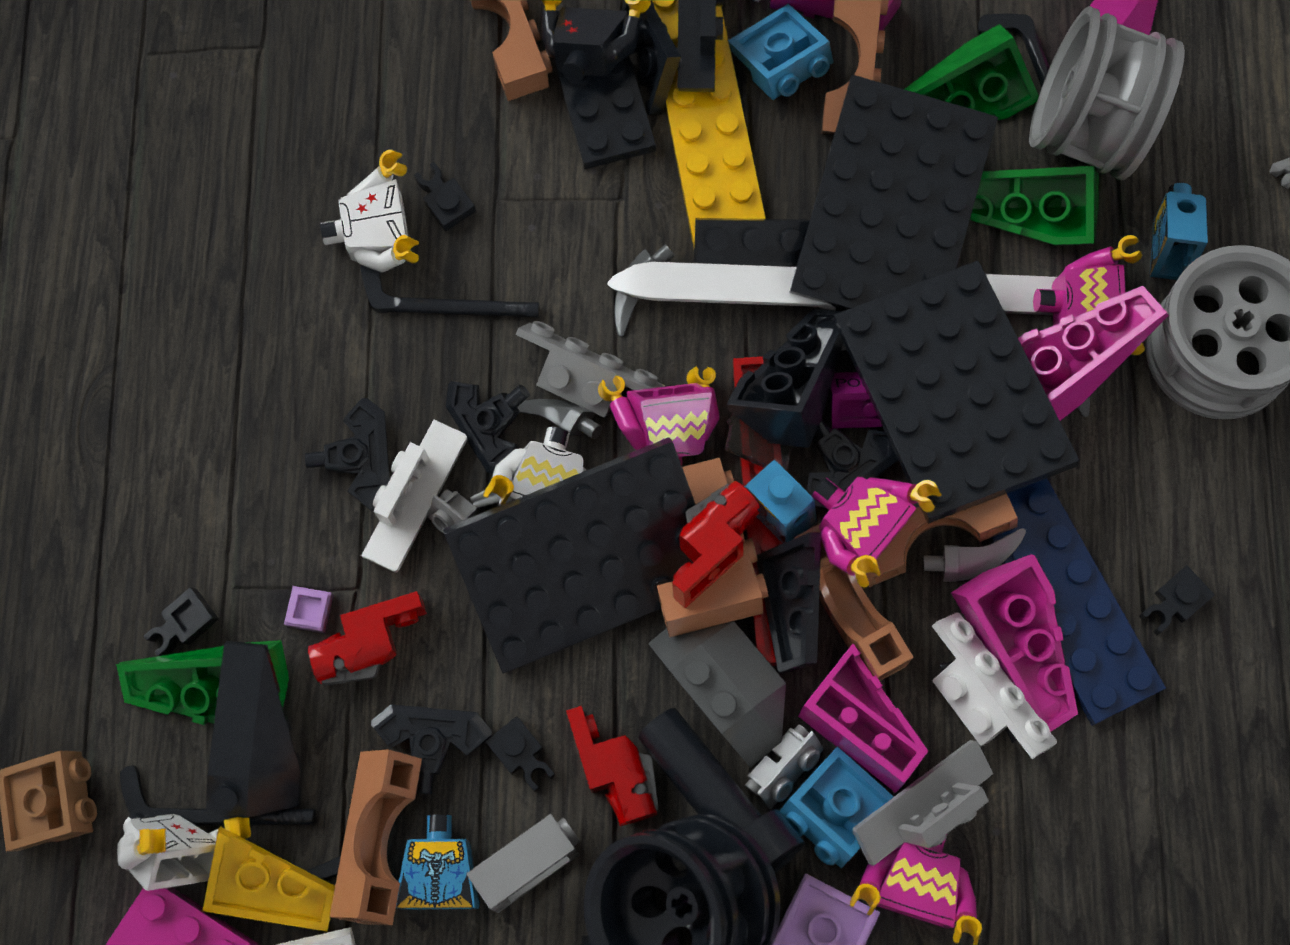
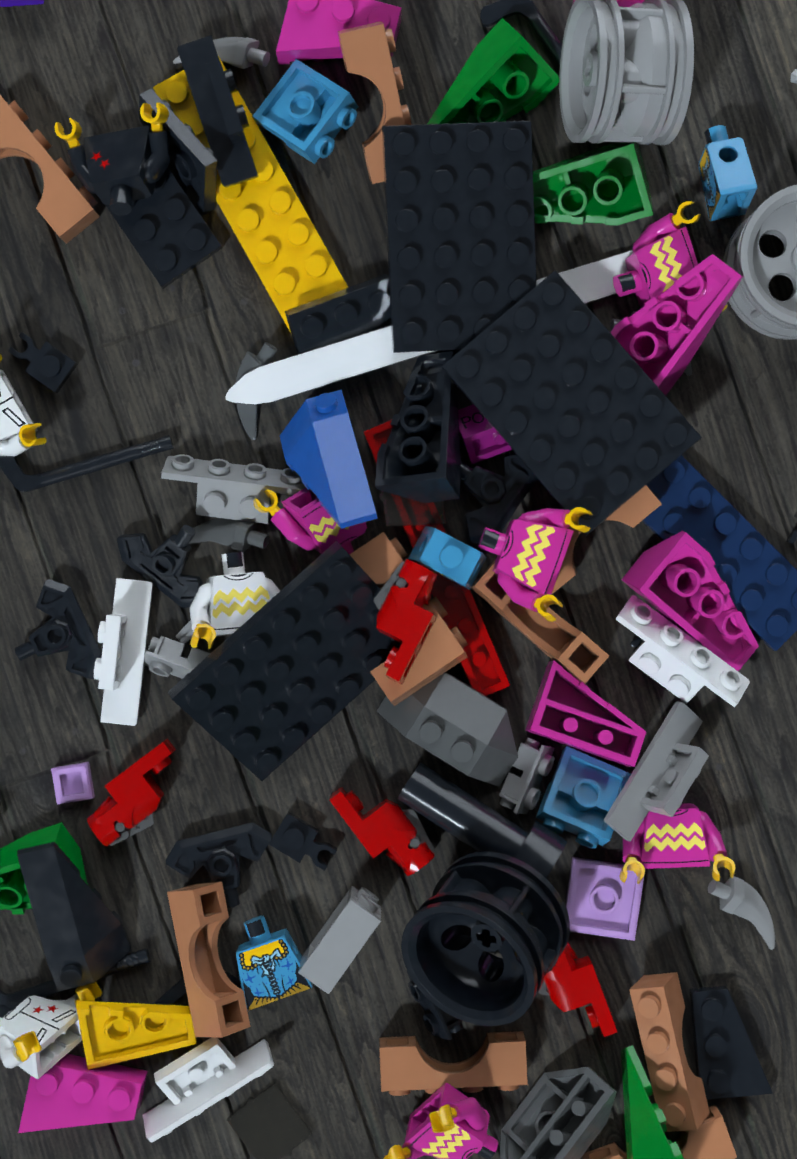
camera: 20 degrees left, 15 degrees up
(690, 362) = (327, 458): none -> blue wedge
(793, 600) = (490, 641): black wing -> none
(968, 562) = (627, 547): light grey bar -> none

